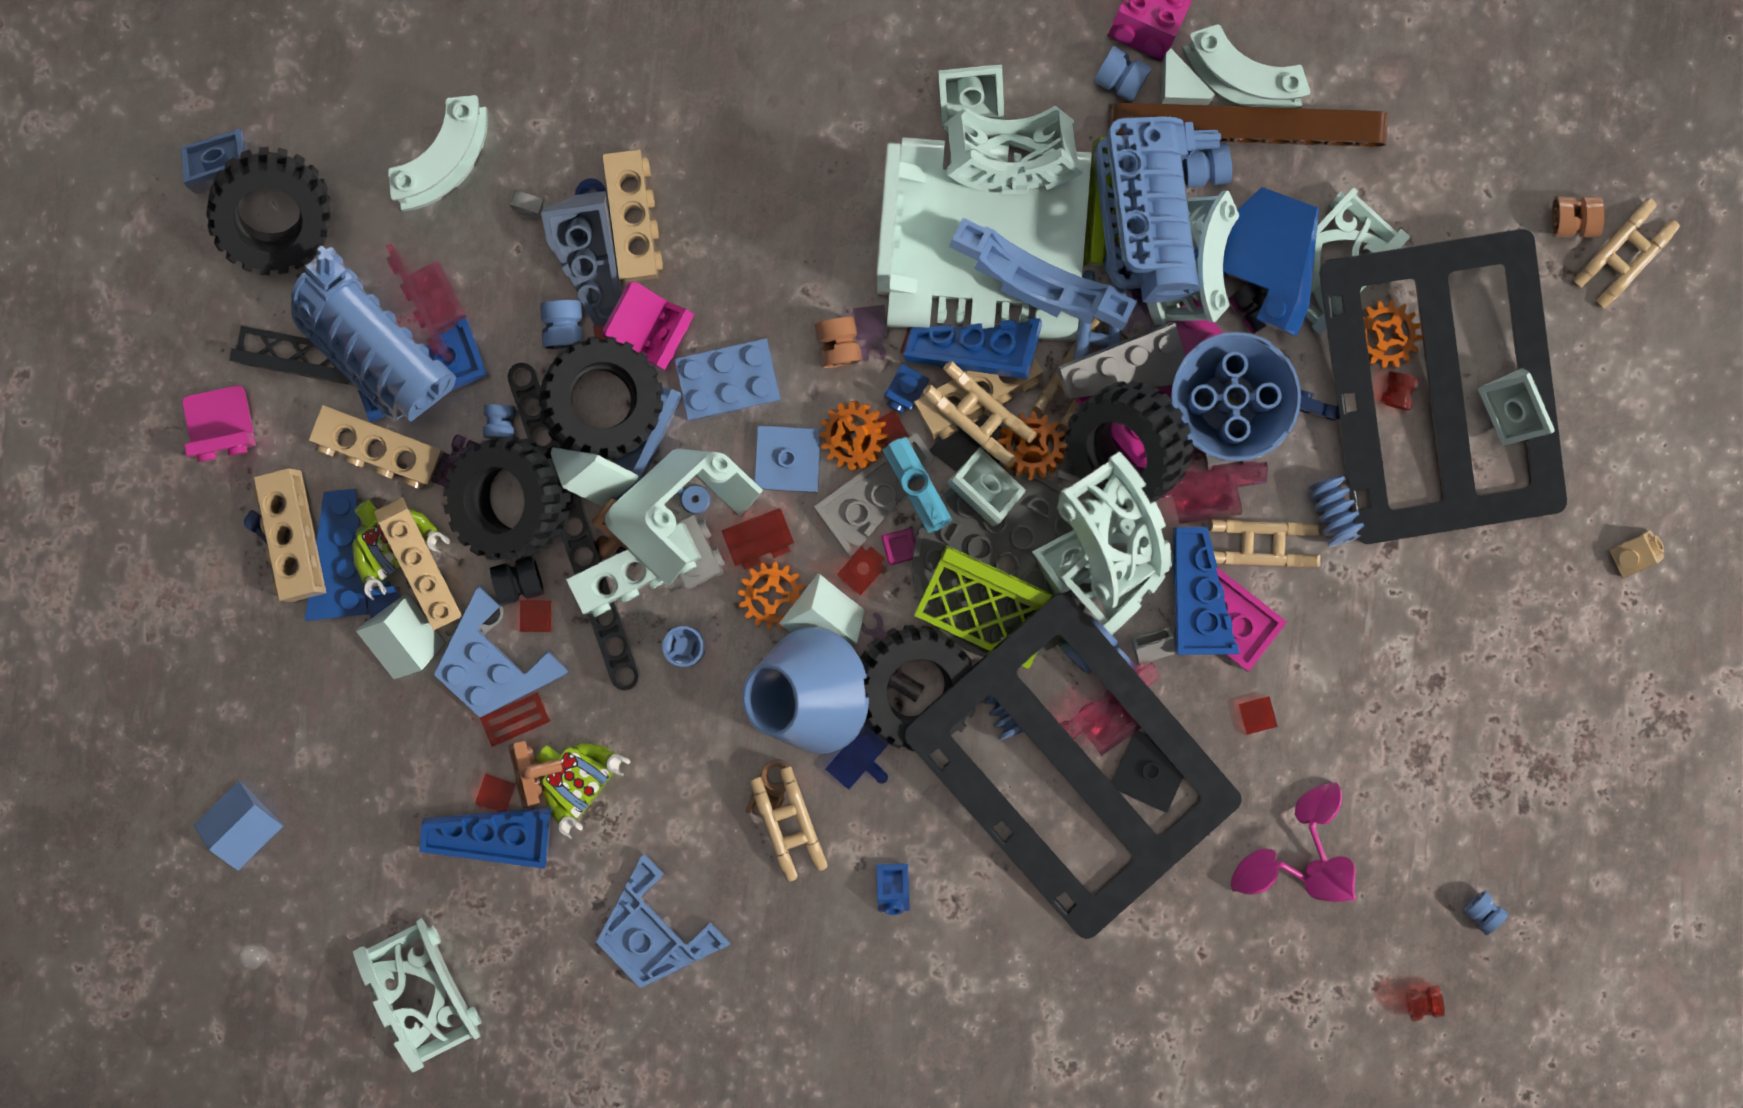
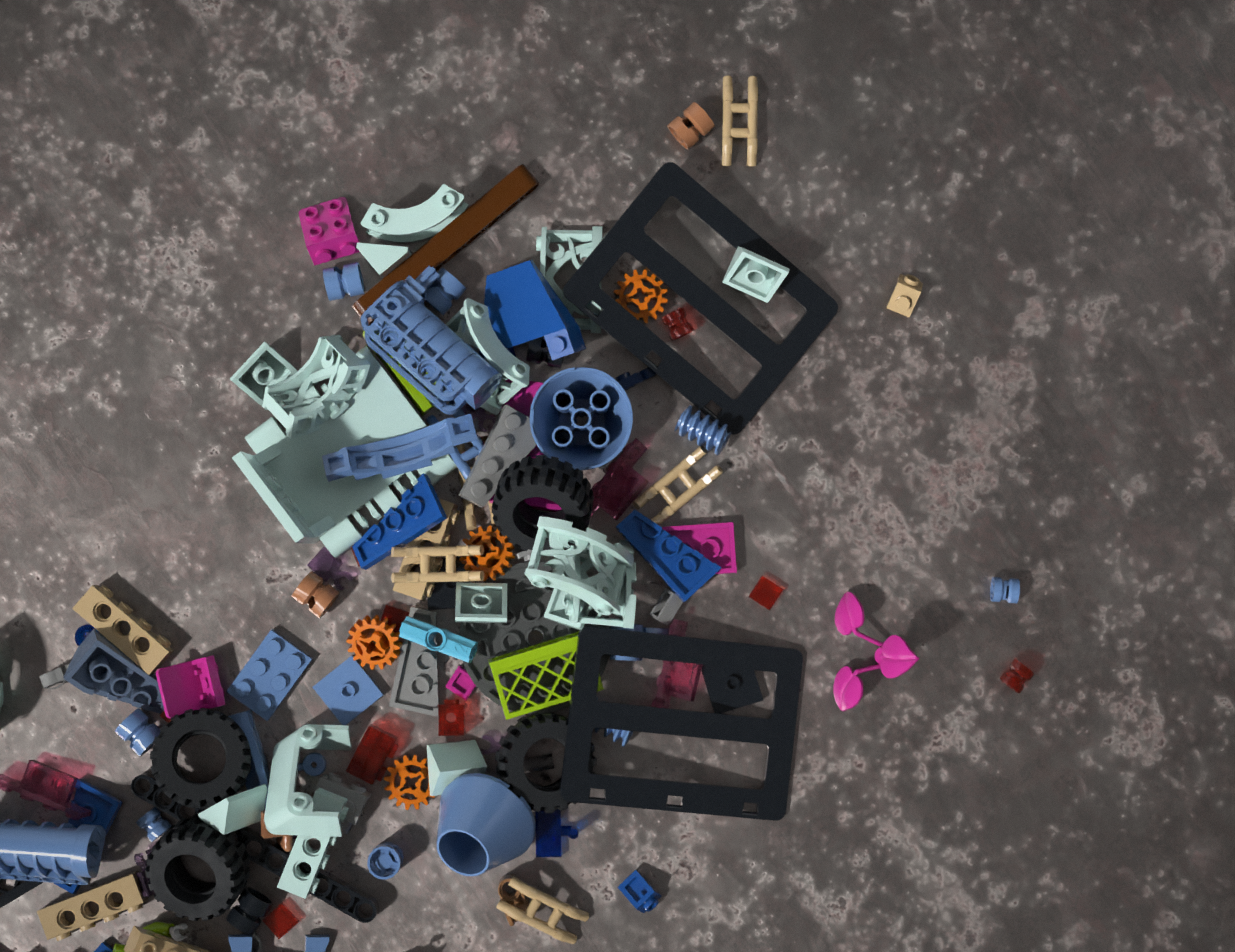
camera: 45 degrees left, 0 degrees up
(905, 389) = (381, 586): blue bracket -> none

